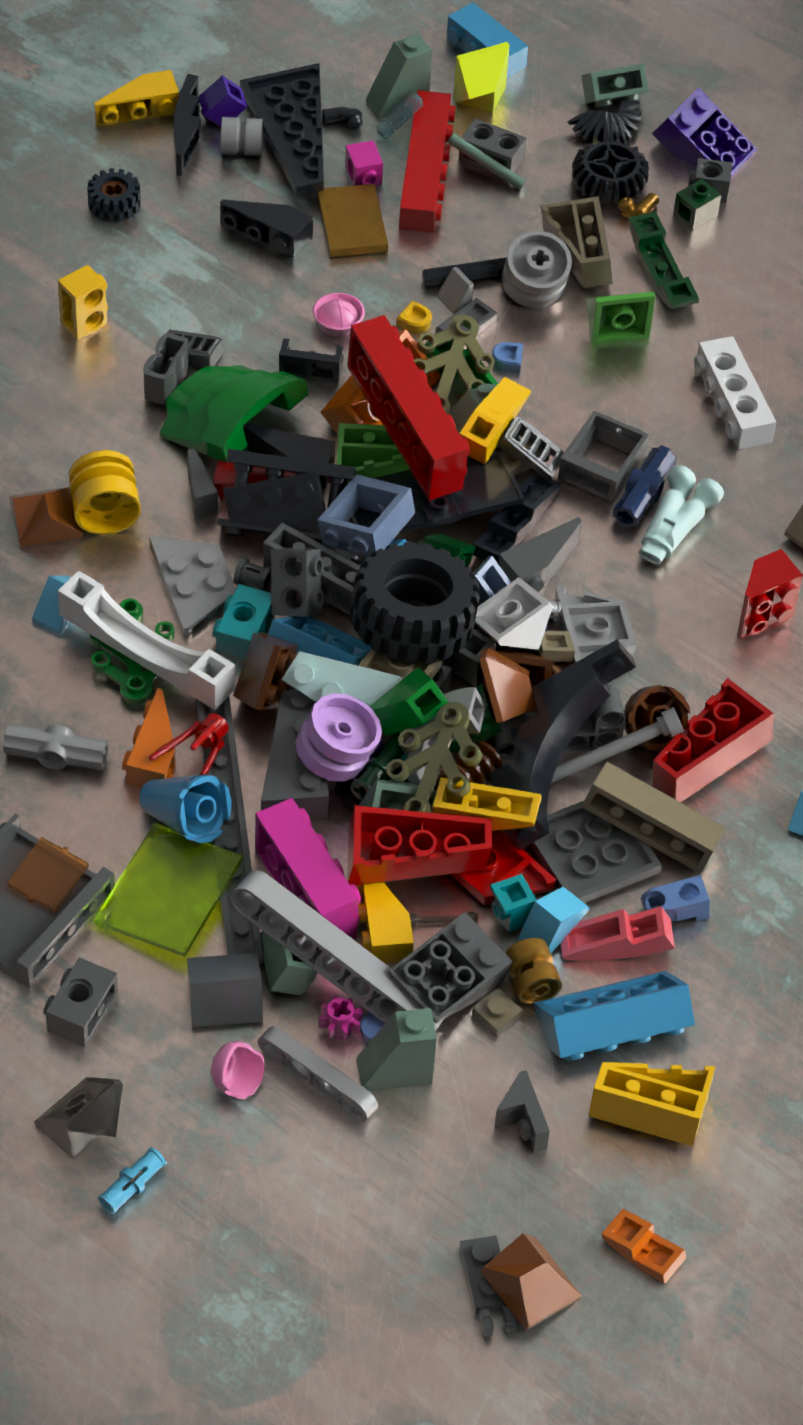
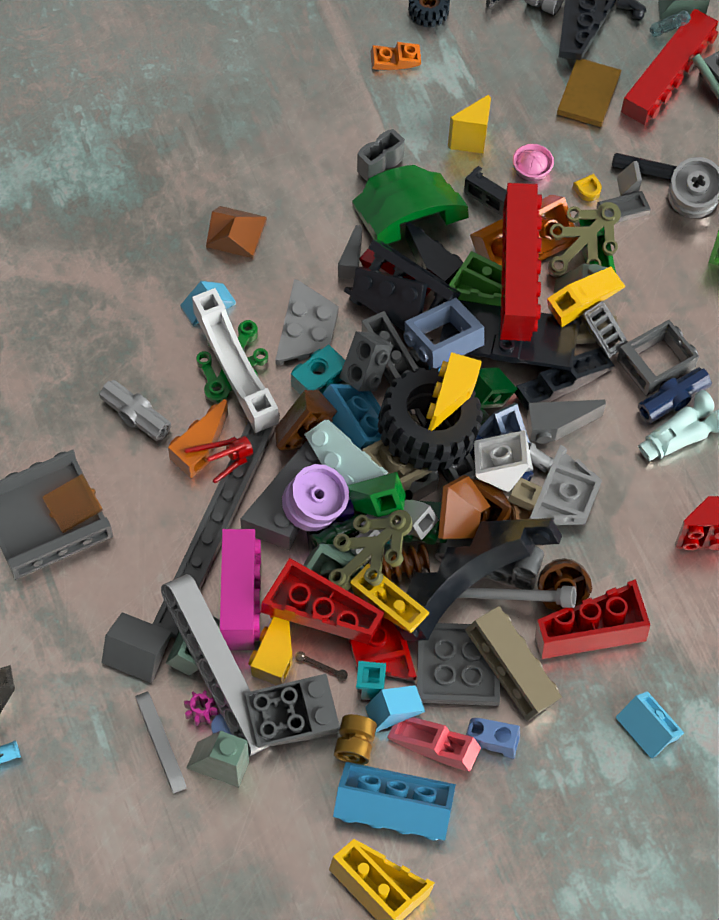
camera: 30 degrees right, 10 degrees up
(80, 1019) = (32, 622): dark grey brick -> none
(82, 302) = (352, 80): yellow brick -> none
(104, 492) = (278, 233): yellow wheel -> none
(115, 261) = (401, 57): none -> orange slope
(168, 890) = (145, 553): clear neon green piece -> none
(188, 805) = (189, 500): dark azure cone -> none
(206, 349) = (427, 150): dark grey slope -> none
(237, 1070) = (106, 713): bright pink hair -> none
(252, 300) = (469, 127): none -> yellow slope
(252, 575) = (344, 337): dark grey bush -> none
(270, 224) = (527, 73): black slope -> none
(364, 163) = (622, 51): dark pink brick -> none
(429, 549) = (456, 387): none -> yellow slope
(497, 1012) = (315, 756): dark tan plate -> none
(508, 356) = (638, 246): medium blue tile -> none
(523, 1107) = (284, 837): dark grey slope -> none

